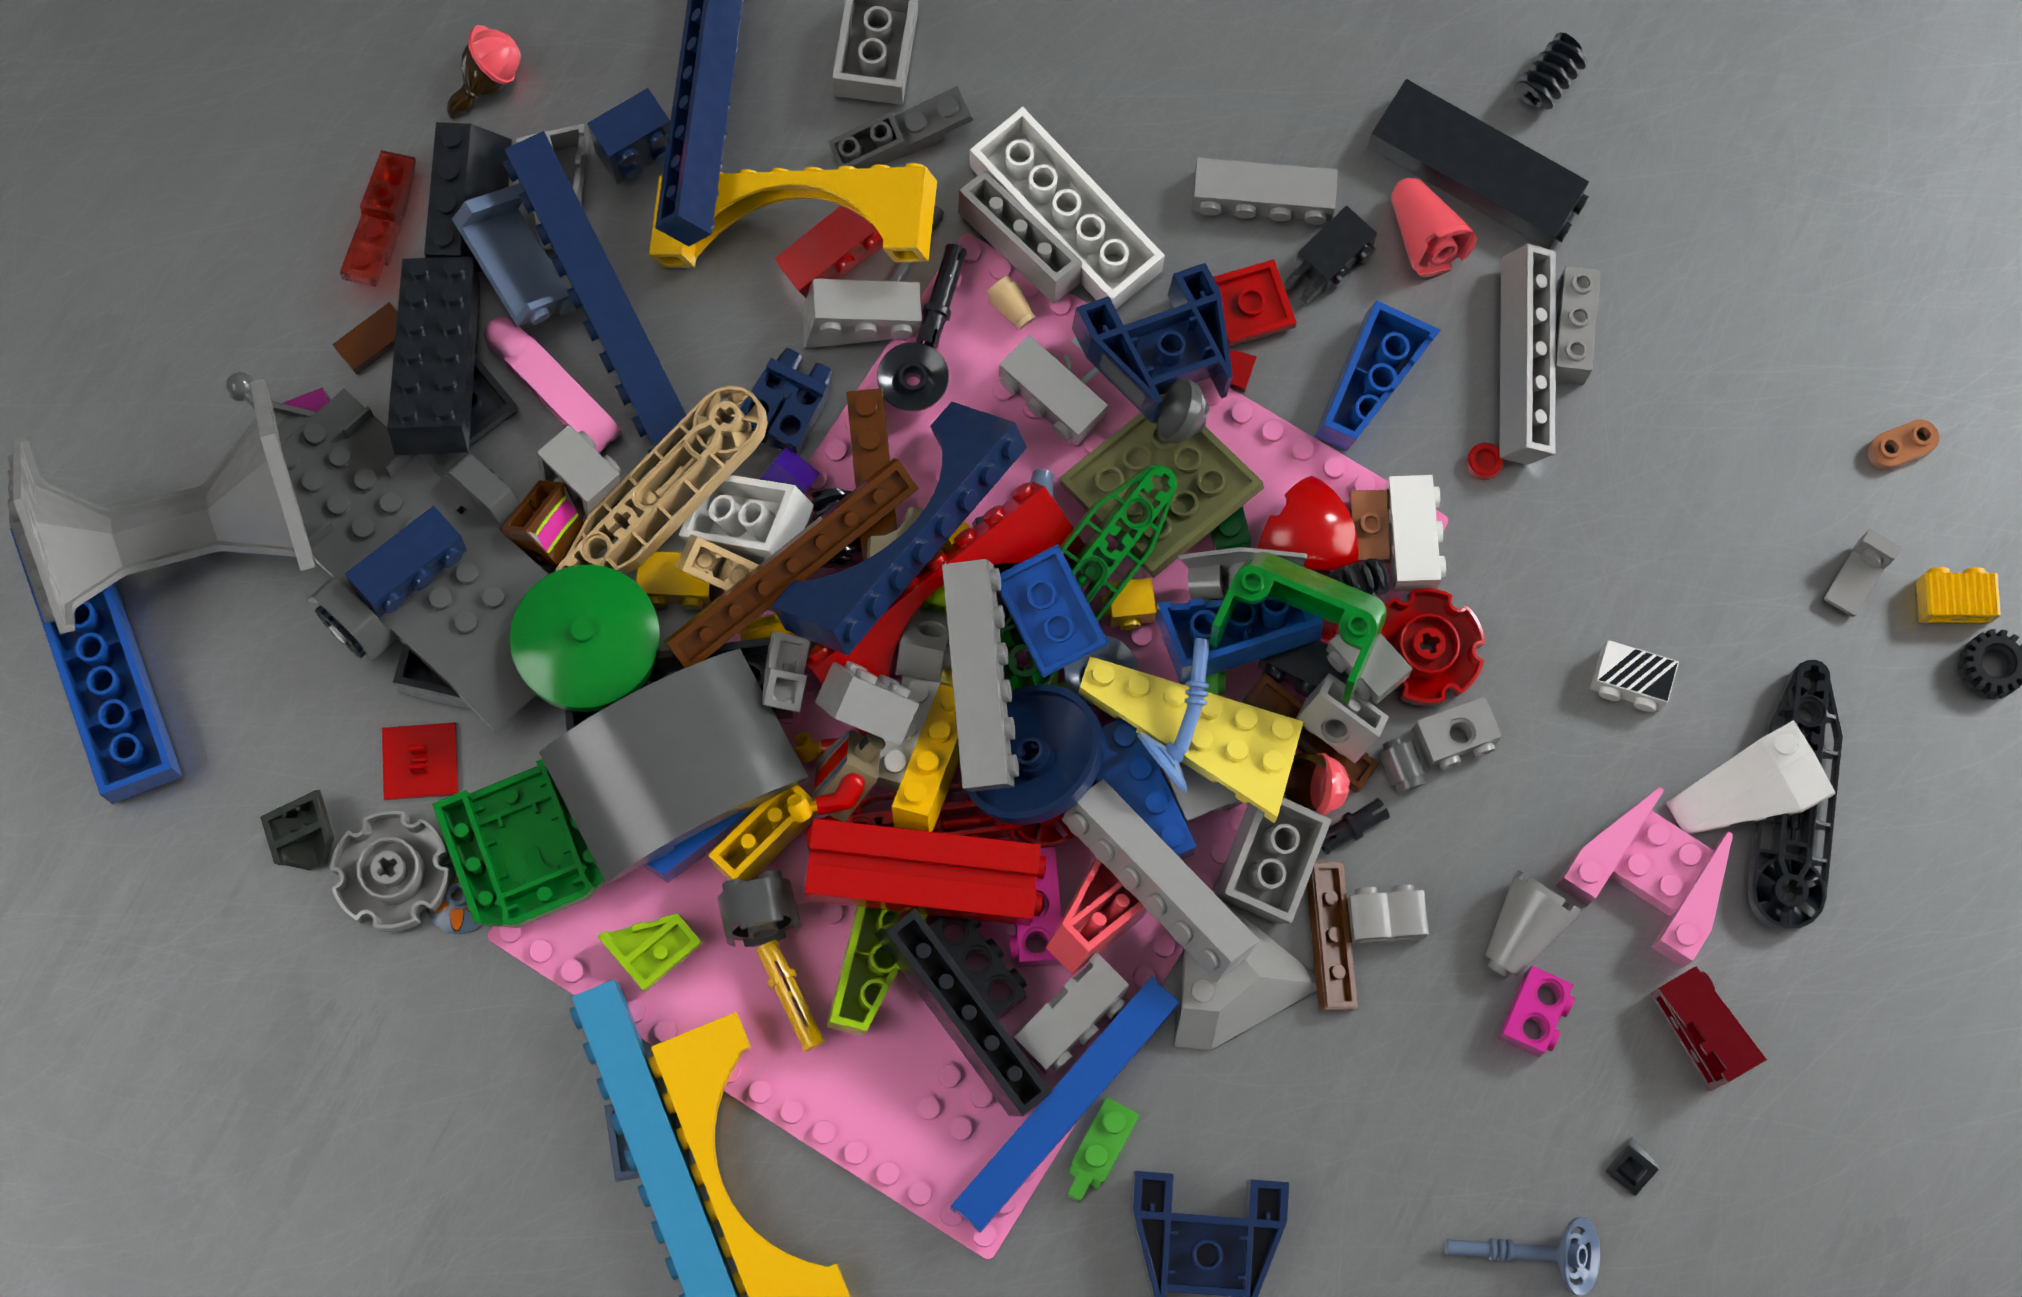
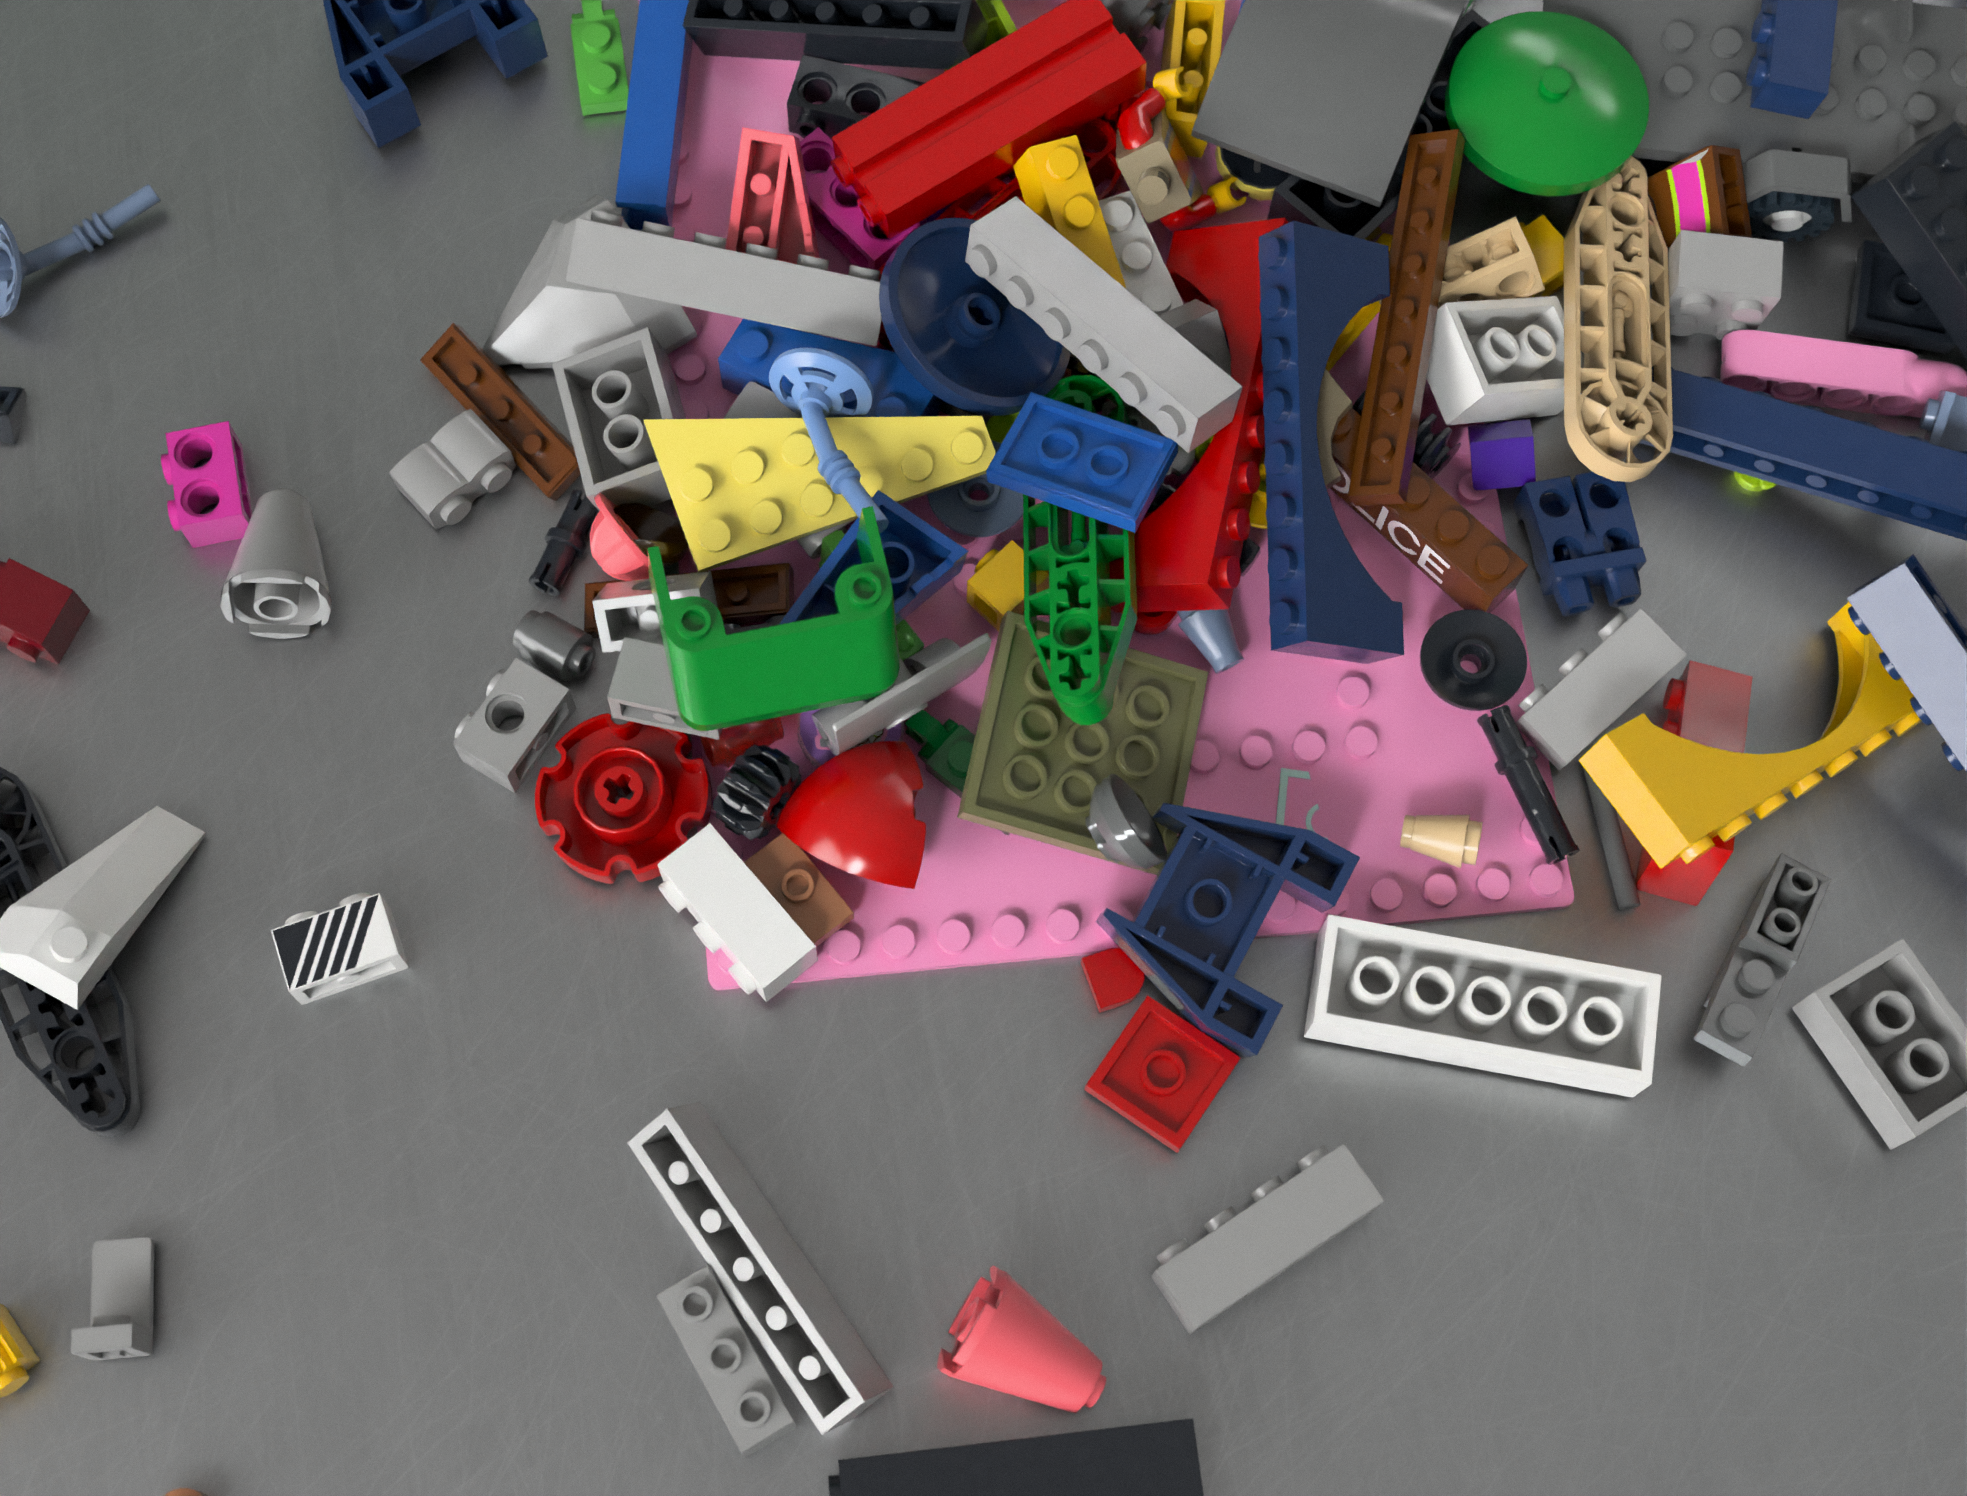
camera: 140 degrees right, 5 degrees down
(785, 671) = (1306, 197): light grey slope -> none
(867, 703) = (1194, 217): light grey brick -> none
(1019, 237) = (1507, 917): light grey brick -> none
(1052, 391) = (1303, 763): light grey brick -> none
(1073, 1015) = (725, 97): light grey wedge -> none
(1332, 254) = (1113, 1218): black hinge -> none
(1375, 366) = (941, 1100): blue wedge -> none
(1484, 461) = (720, 1093): red tile -> none
(1661, 868) = (163, 745): bright pink wedge -> none

